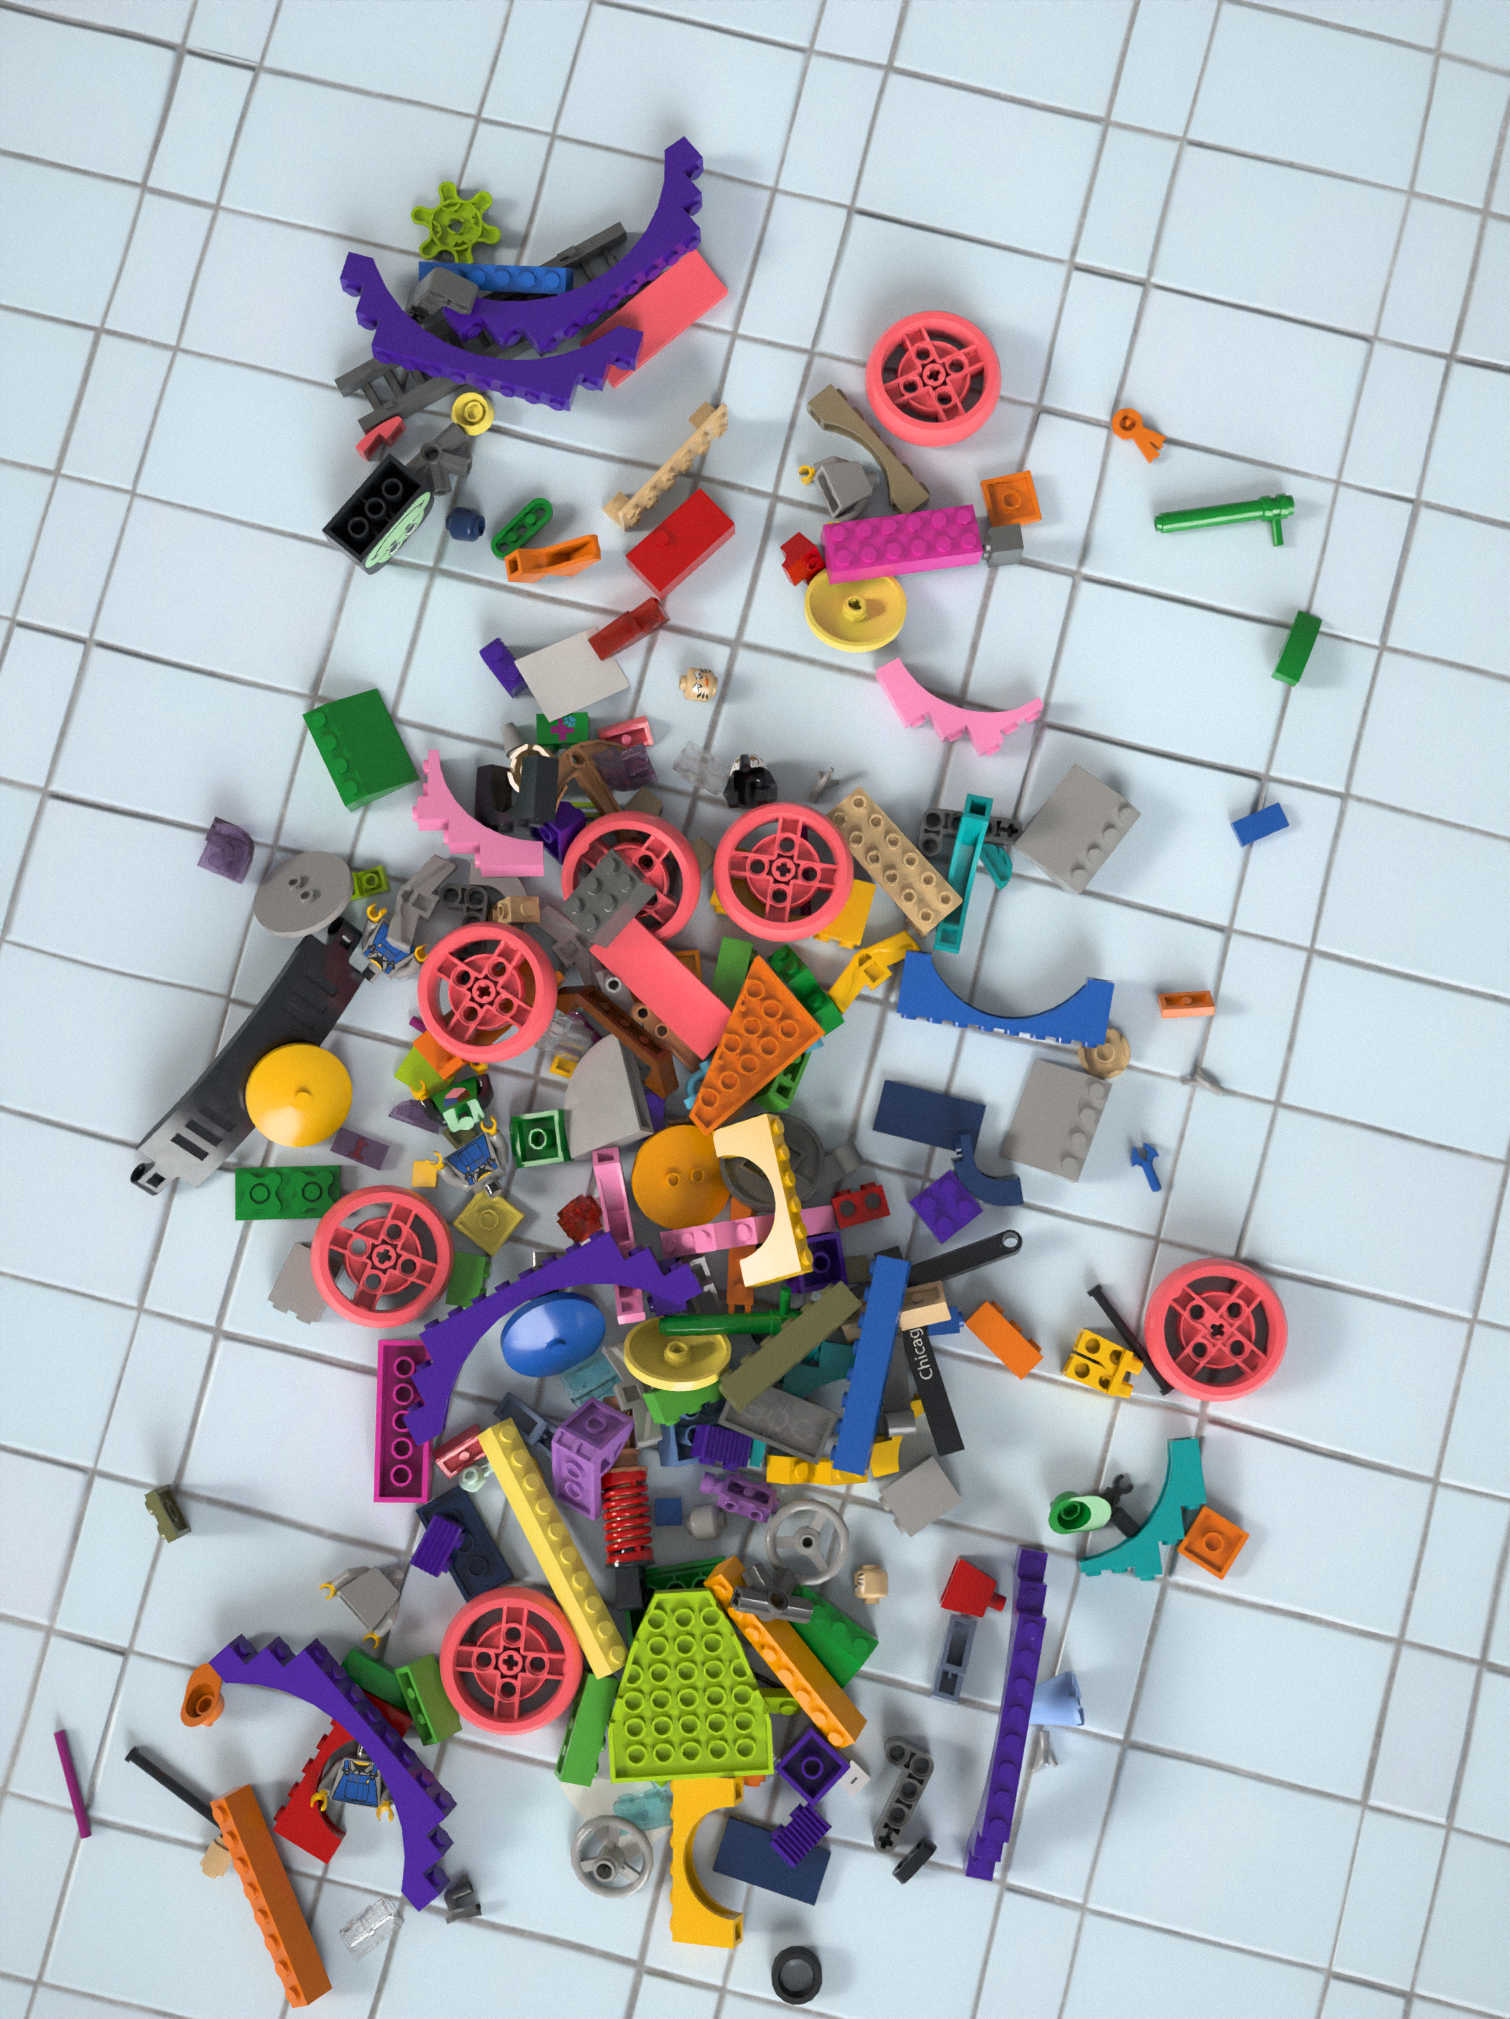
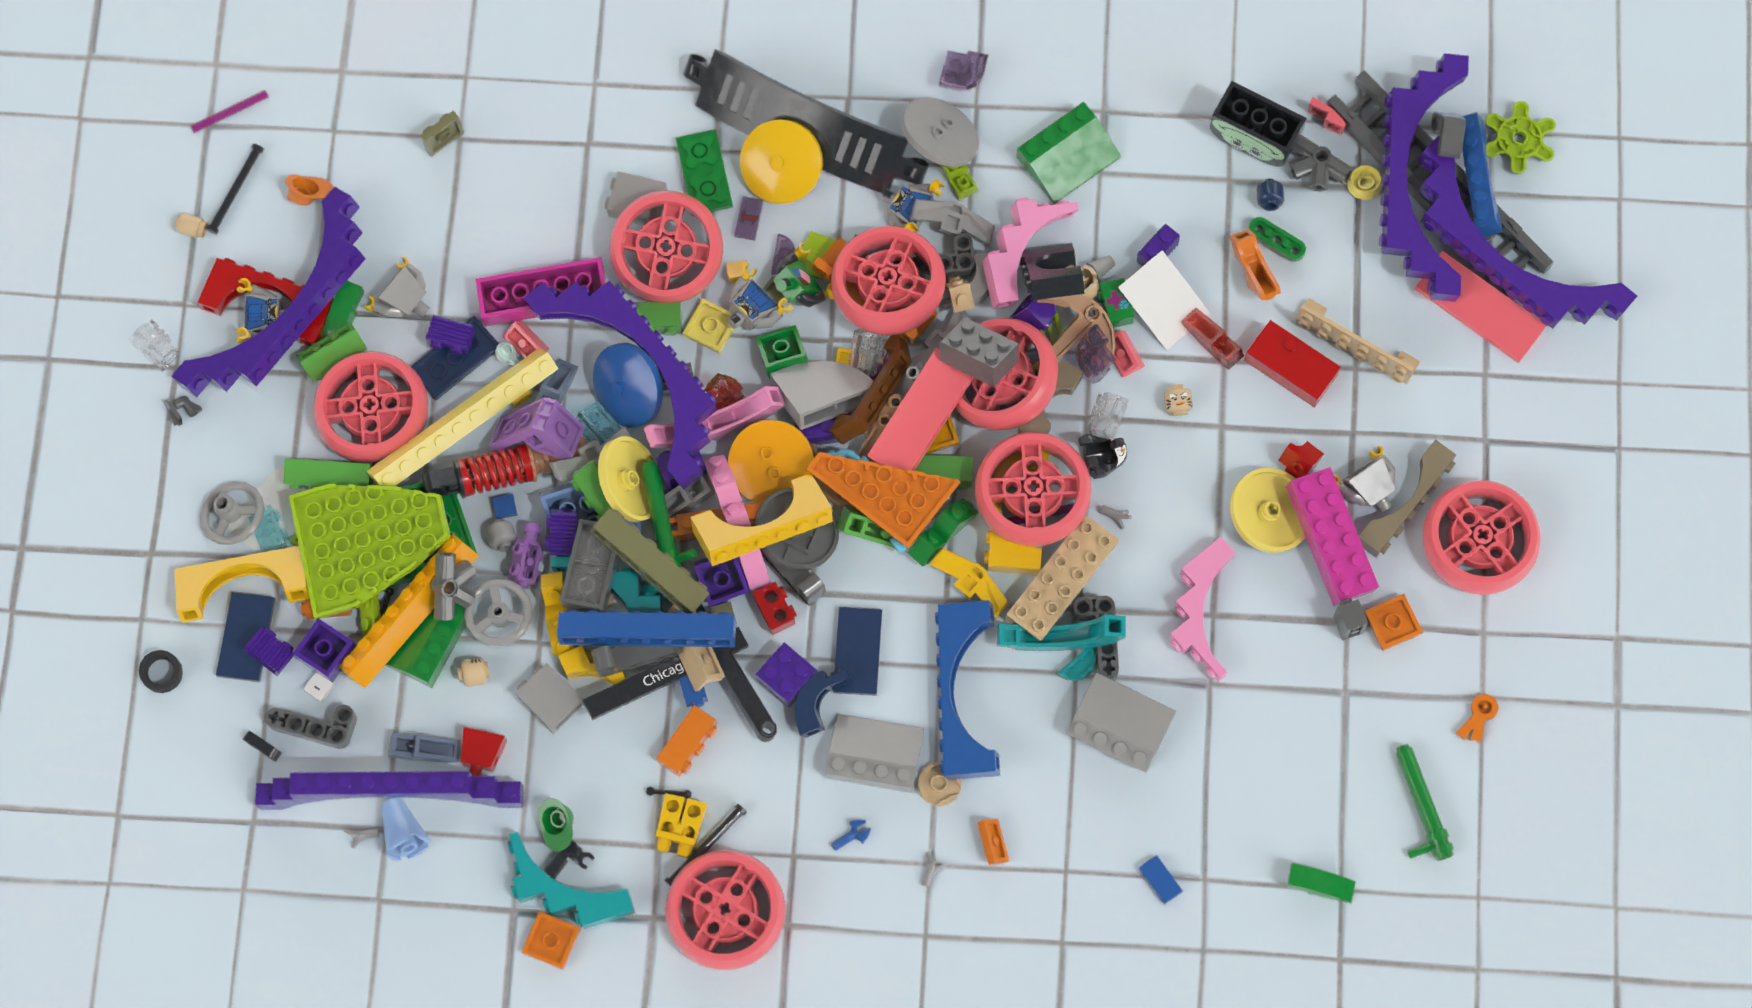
camera: 80 degrees right, 10 degrees down
(271, 1896) = (167, 267): orange brick -> none
(1052, 1393) = (650, 792): none -> black hinge

